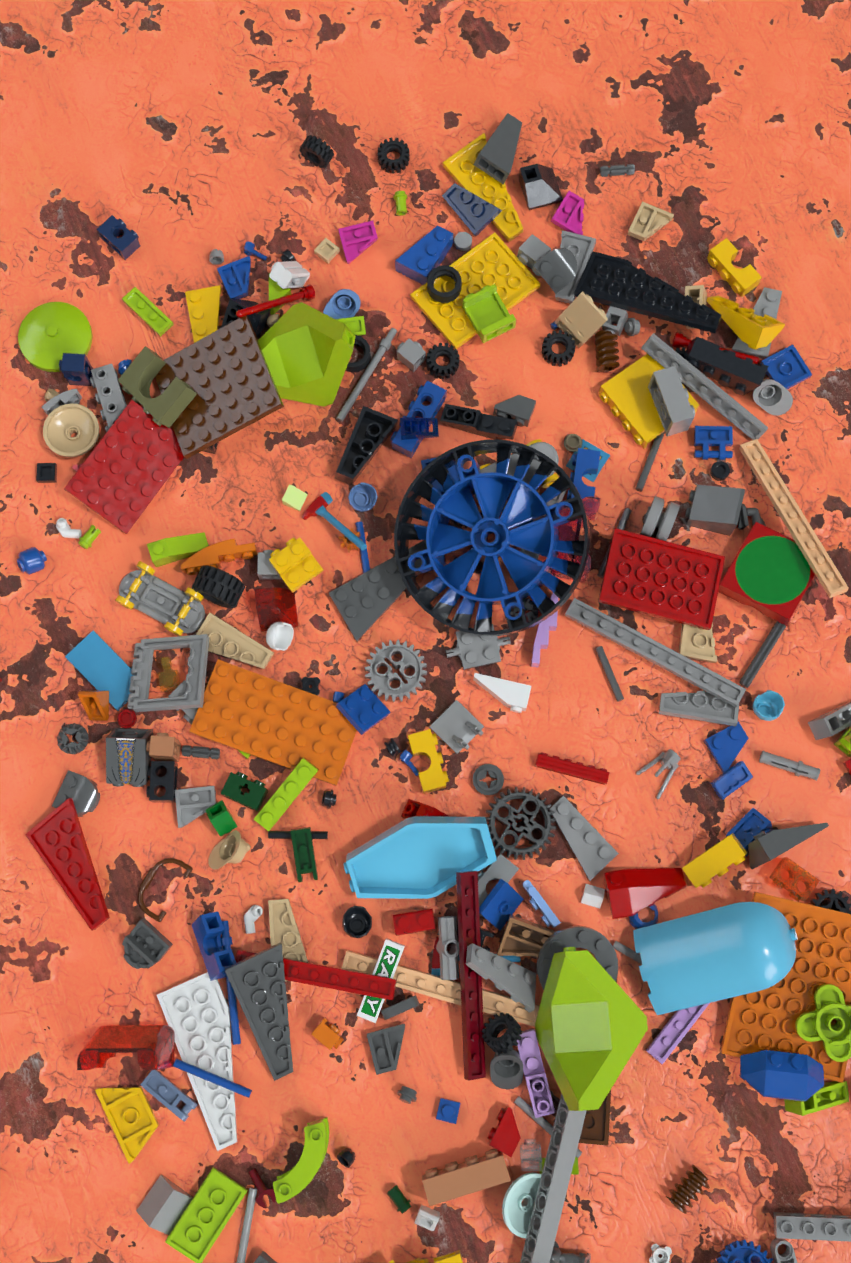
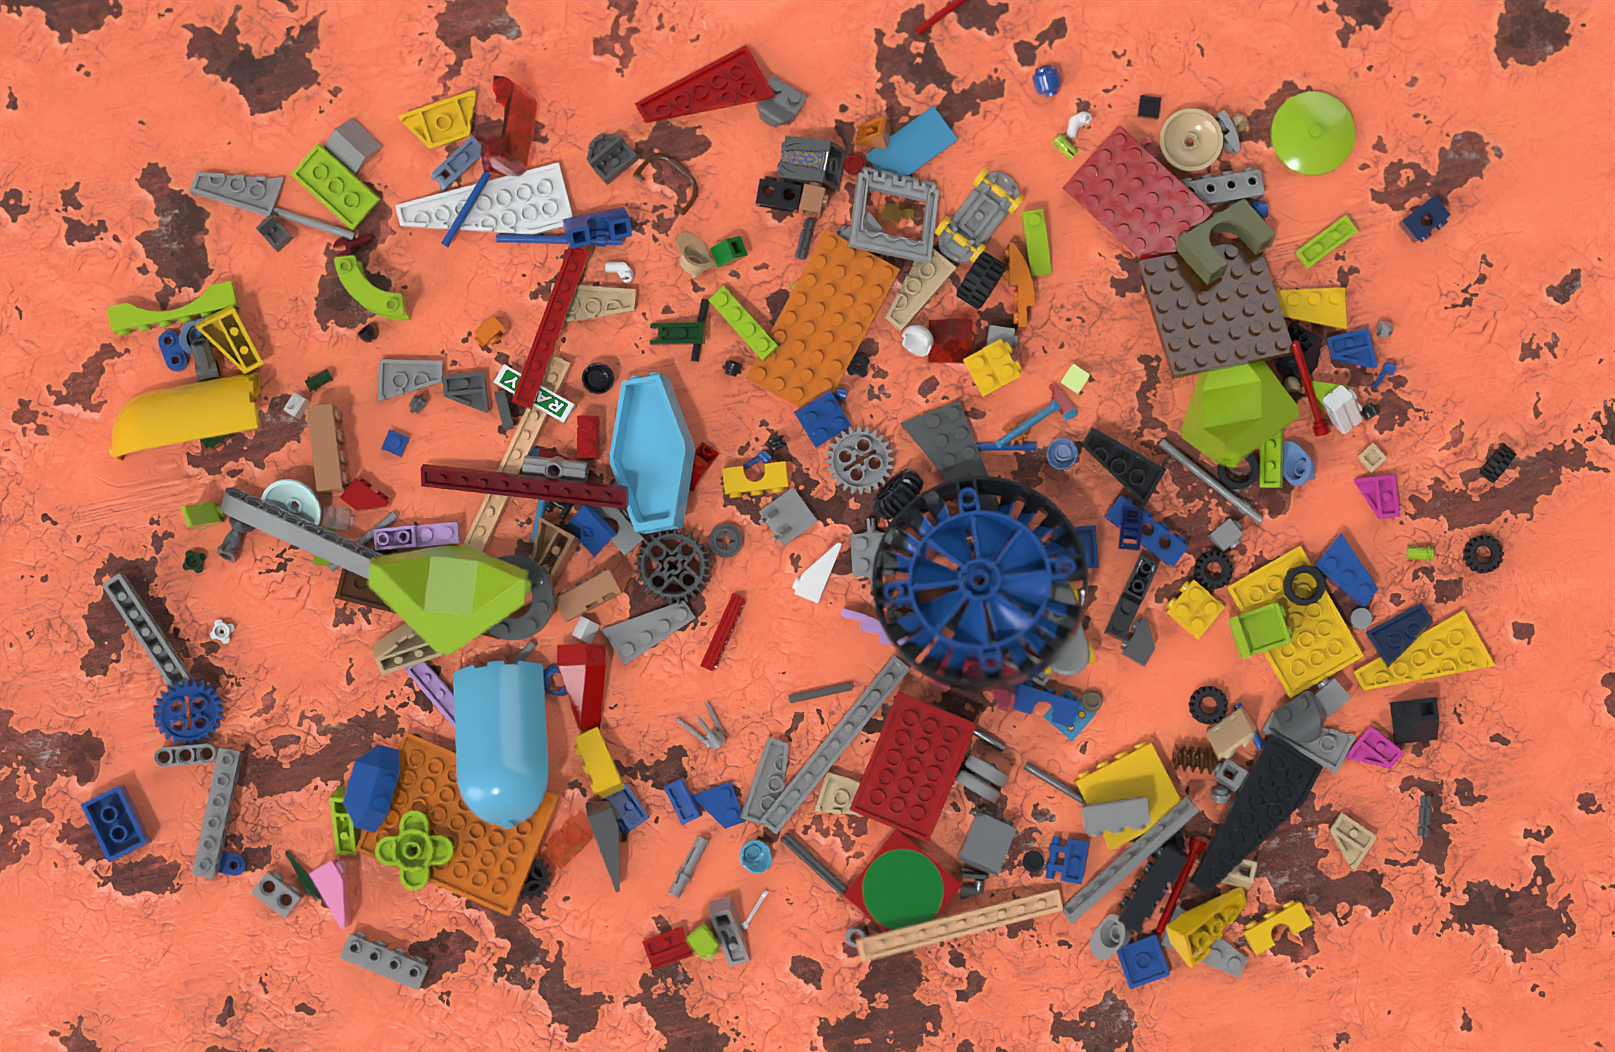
camera: 95 degrees right, 10 degrees up
(76, 369) = (1263, 153): dark blue brick -> none
(81, 736) = (841, 114): dark grey gear -> none
(193, 802) = (751, 224): light grey wing -> none
(233, 791) = (744, 287): dark green brick -> none
(263, 998) = (536, 270): dark grey wing -> none
(382, 1110) = (406, 376): none -> light grey wing
(421, 629) = (897, 493): none -> black gear
(478, 372) = (1194, 608): none -> yellow plate
(499, 151) = (1465, 679): dark grey slope -> none
(505, 975) = (517, 522): light grey wing -> none
(506, 1070) = (426, 508): dark grey piece -> none
(508, 1039) = (469, 504): black tyre -> none
(538, 902) = (587, 570): light blue hinge -> none
(561, 897) = (587, 595): none -> nougat wedge
(647, 1070) = (402, 649): none -> tan wedge
(688, 1189) = (278, 671): reddish brown piece -> none
(821, 604) = (855, 929): none -> light grey plate
(829, 707) = (745, 924): none -> white hinge

